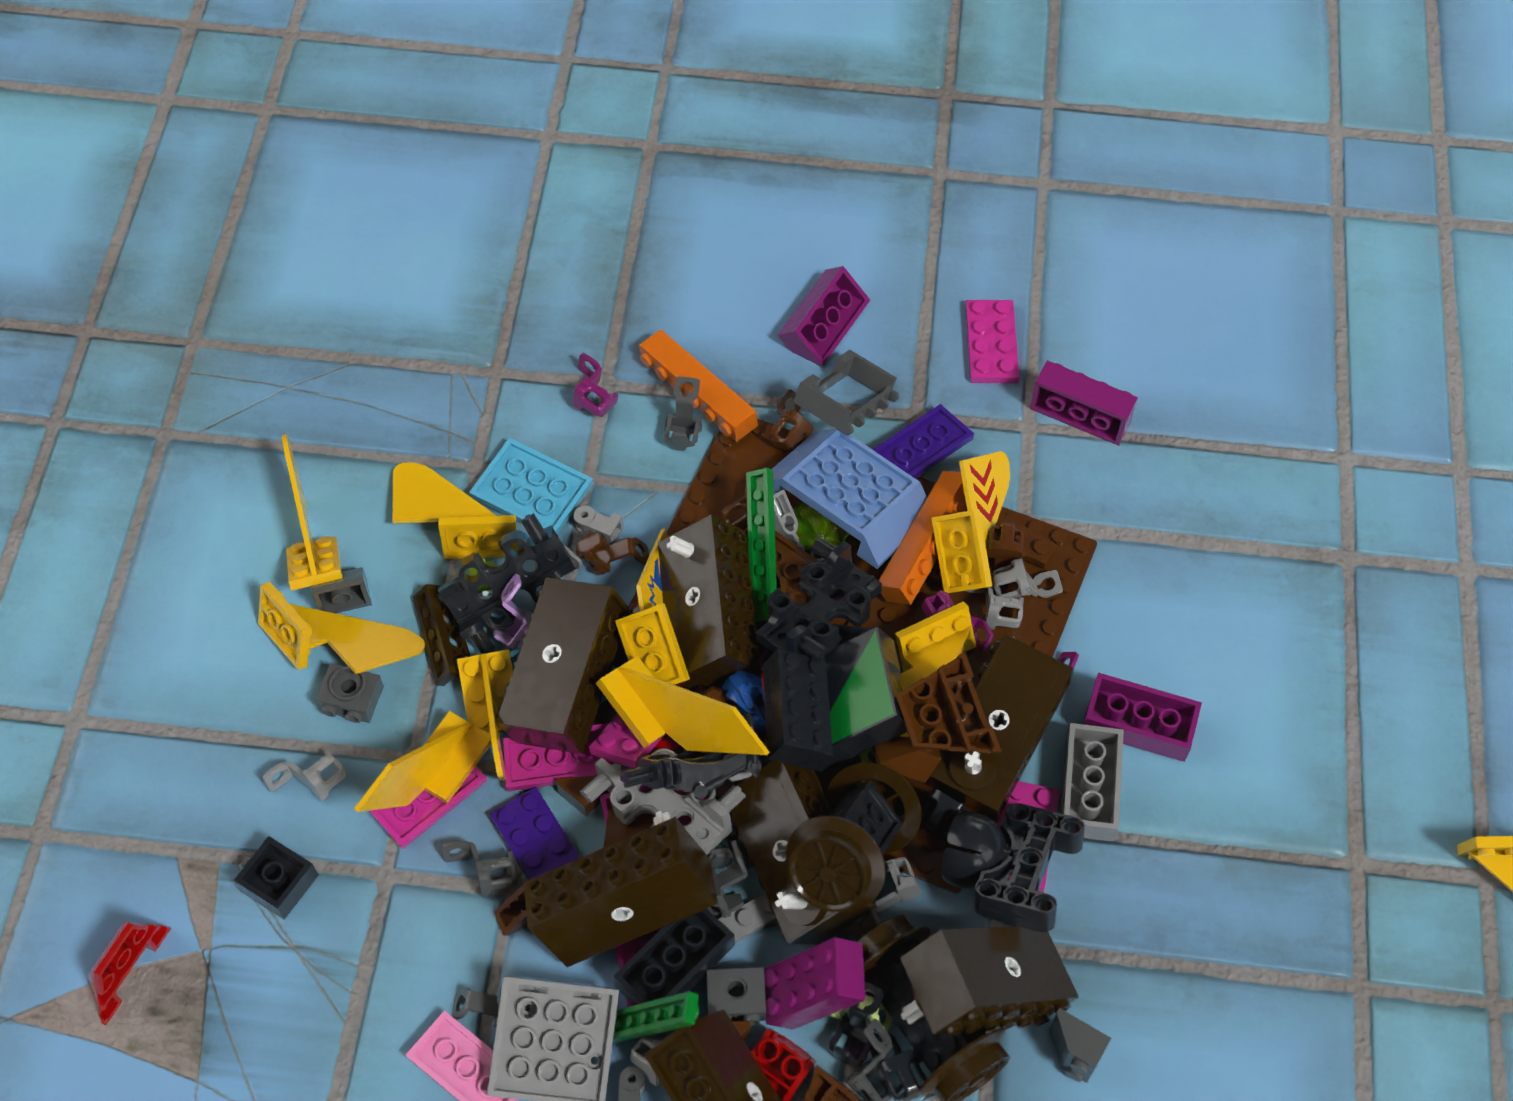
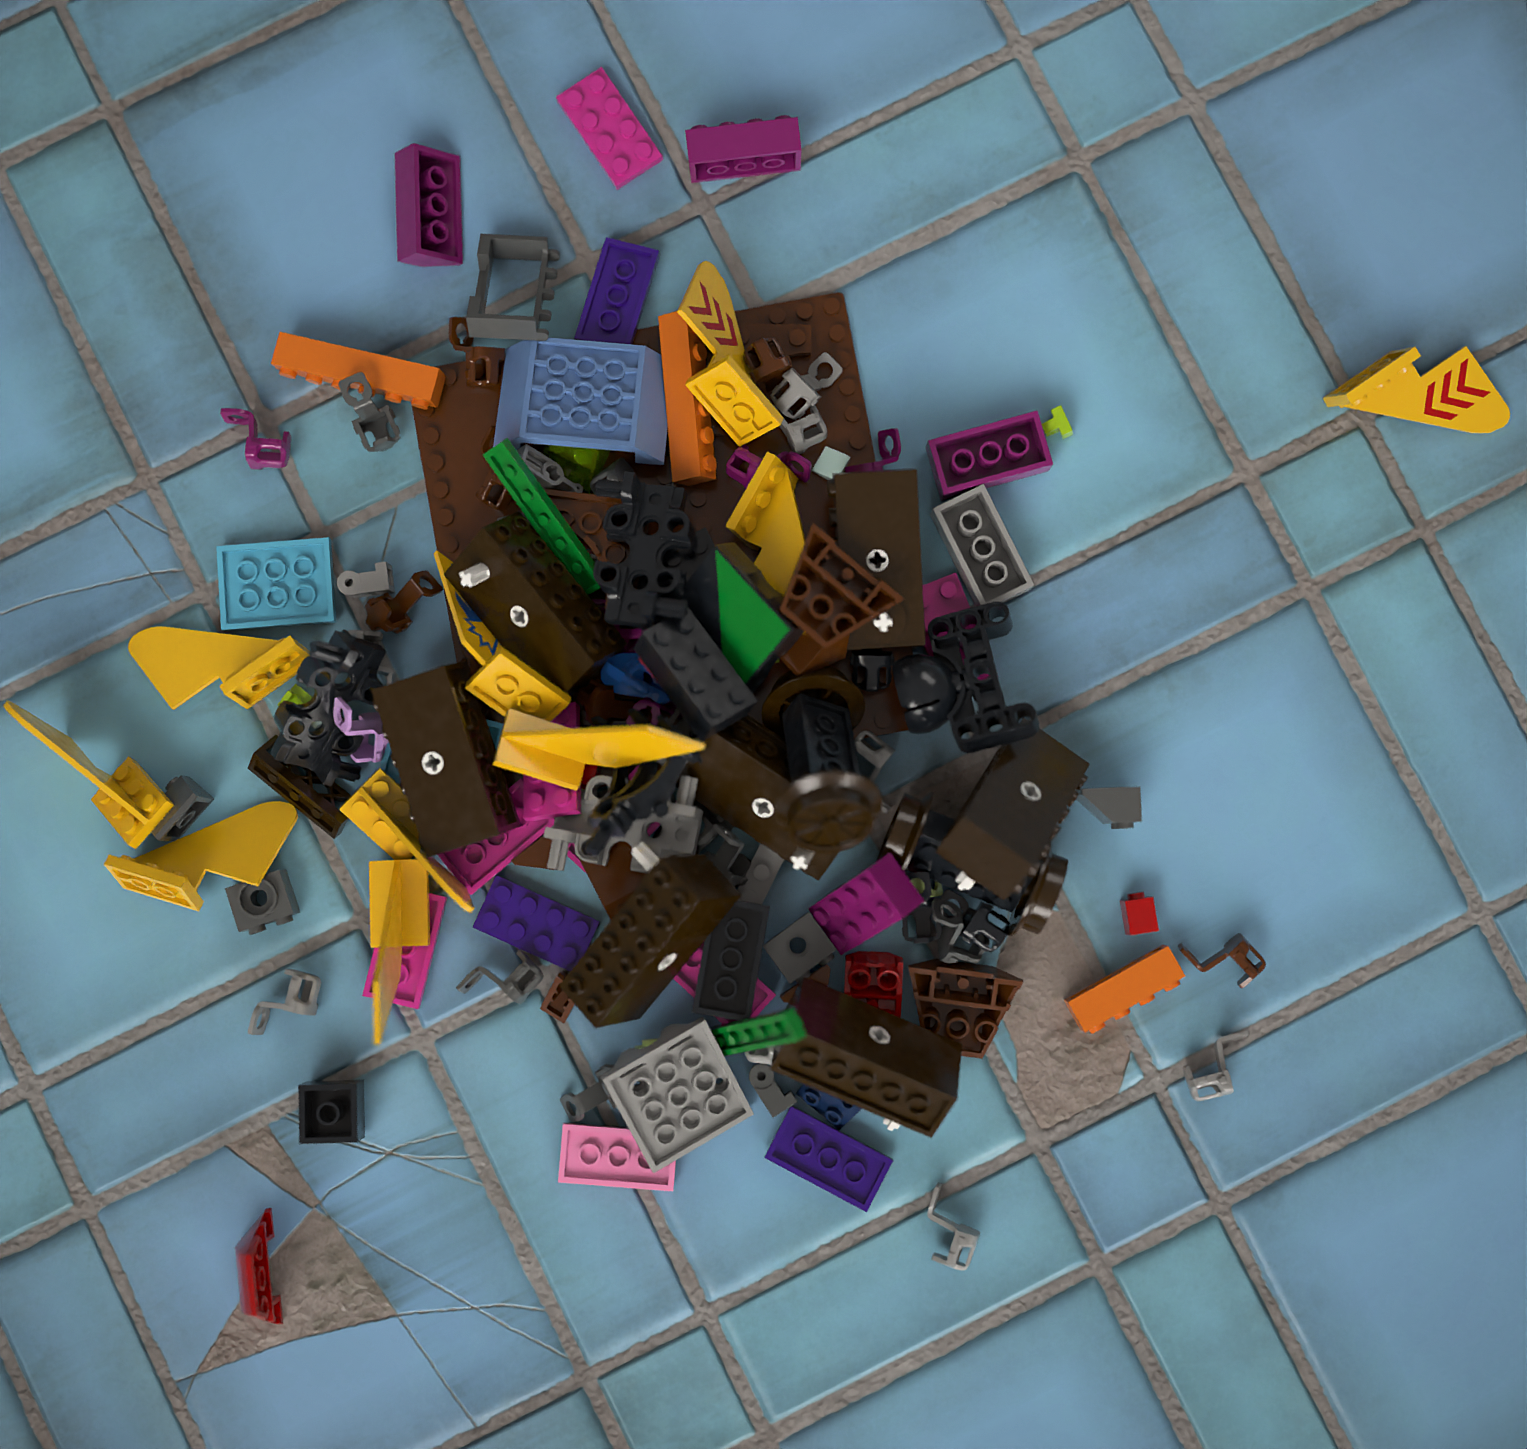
camera: 30 degrees left, 25 degrees up
(1213, 729) = (1057, 424): none -> lime tile

